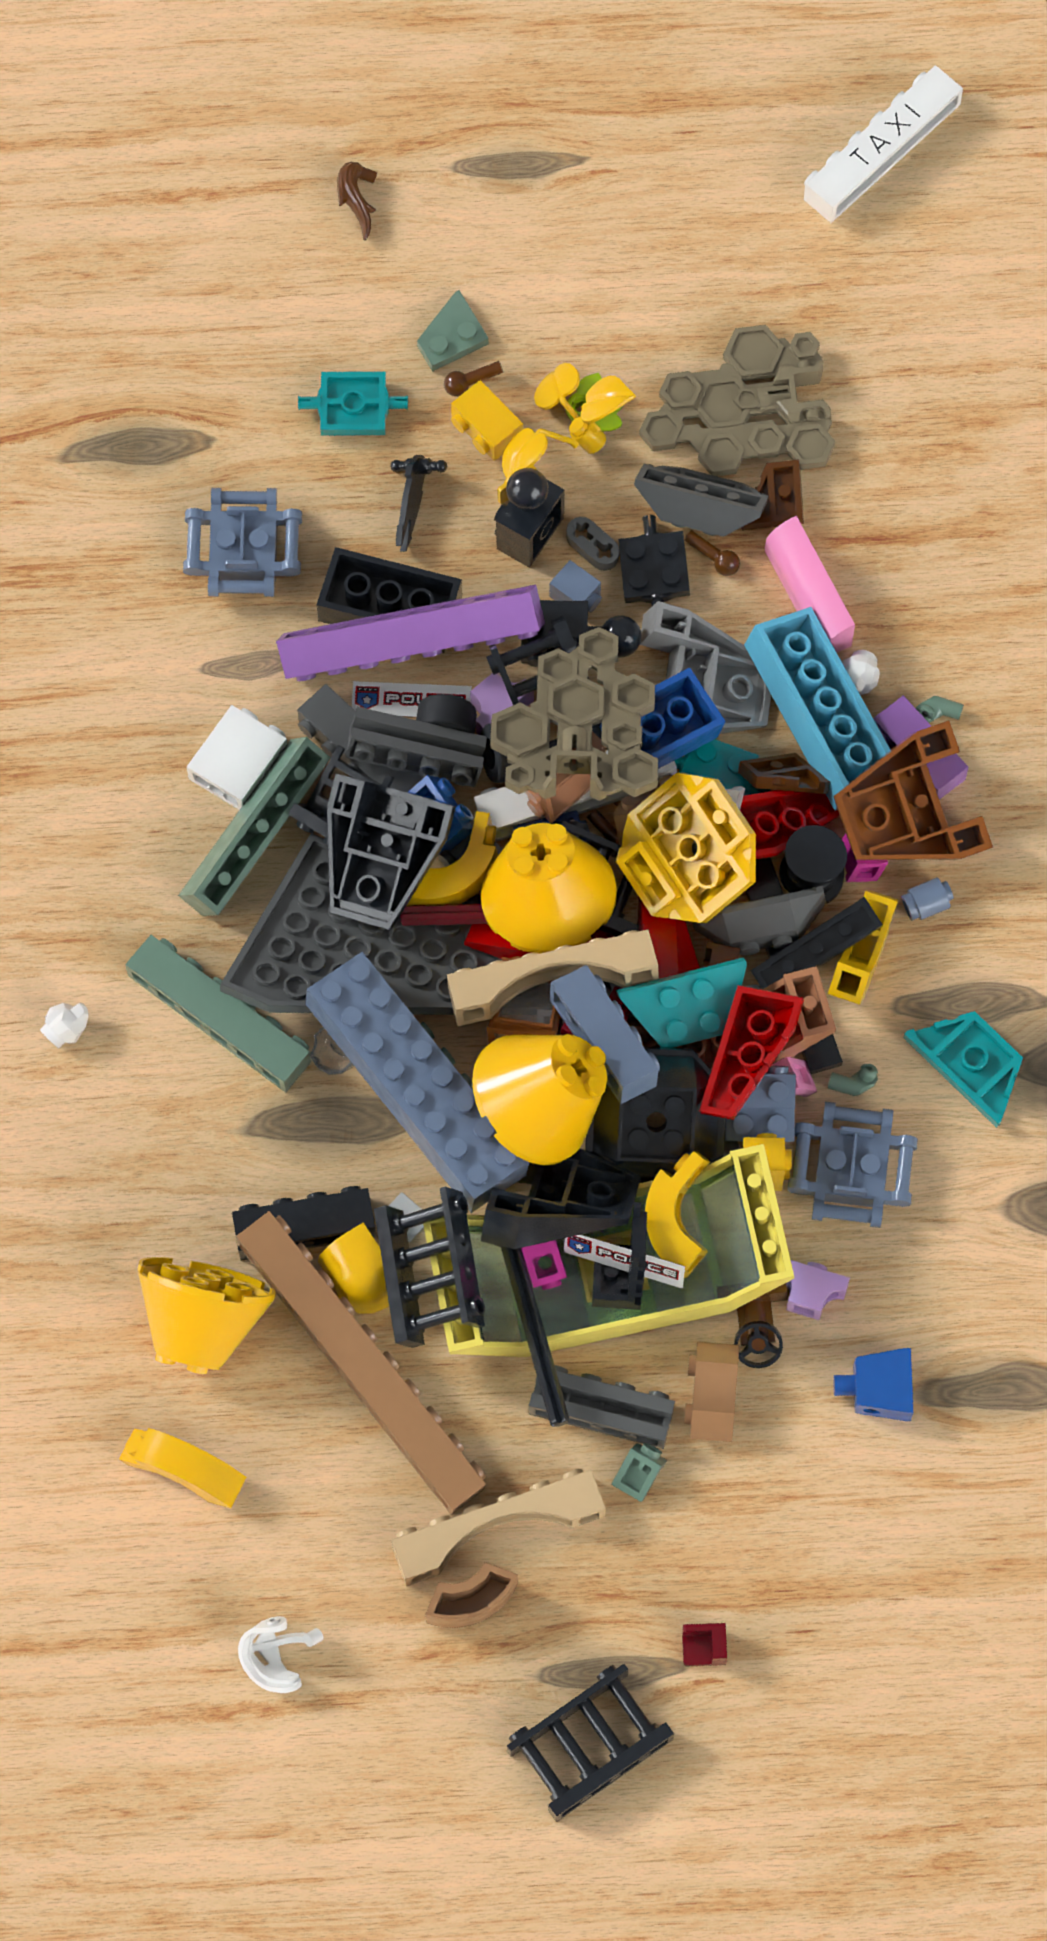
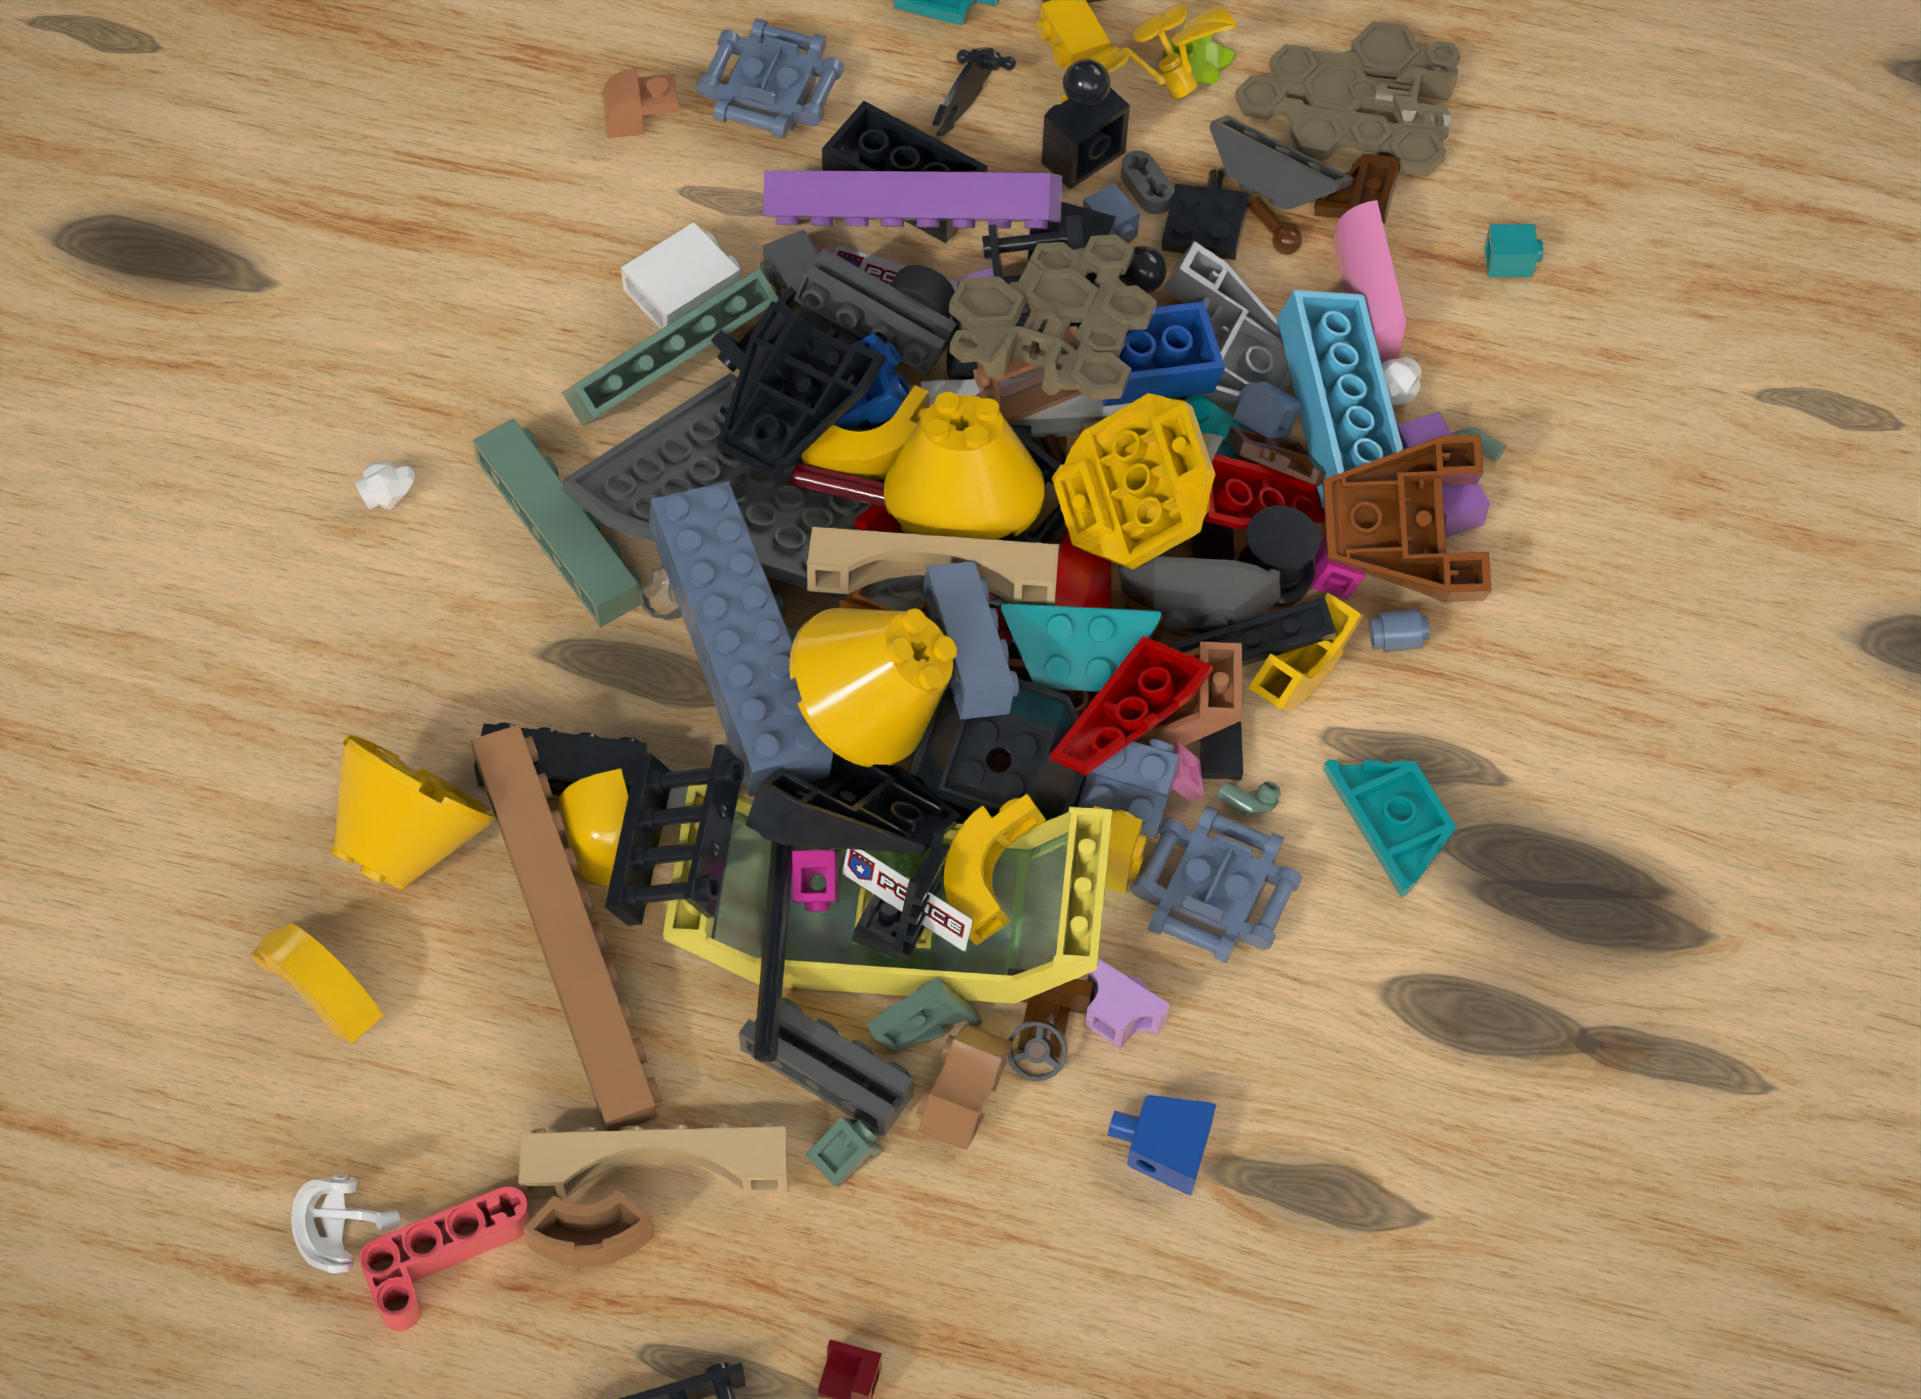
camera: 15 degrees right, 10 degrees down
(133, 600) = (631, 97): none -> nougat brick
(369, 1645) = (448, 1251): none -> coral beam
(661, 1346) = (921, 1016): none -> sand green wing
(763, 734) = (1267, 409): none -> sand blue brick
(917, 519) = (1512, 250): none -> teal brick

